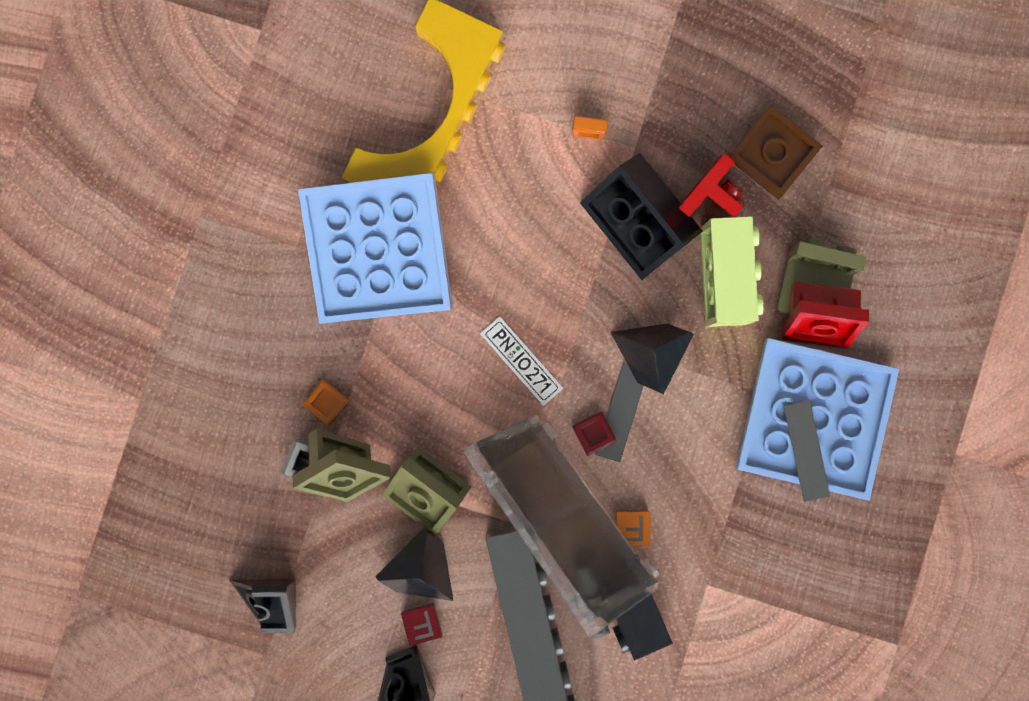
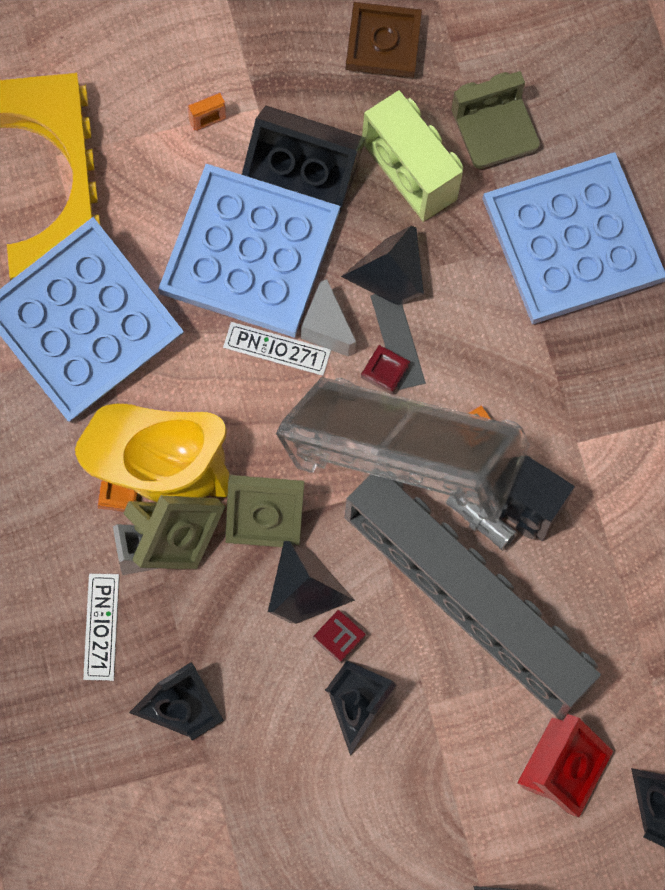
camera: 35 degrees left, 15 degrees down
(248, 500) = (101, 627): none -> white sticker
(367, 394) = (156, 451): none -> yellow piece
(550, 267) = (249, 250): none -> light blue plate
(571, 368) = (326, 323): none -> light grey slope
(725, 194) = (364, 91): red bracket -> none
(806, 450) = (583, 267): dark grey sticker -> none
(824, 315) = (520, 146): red bracket -> none

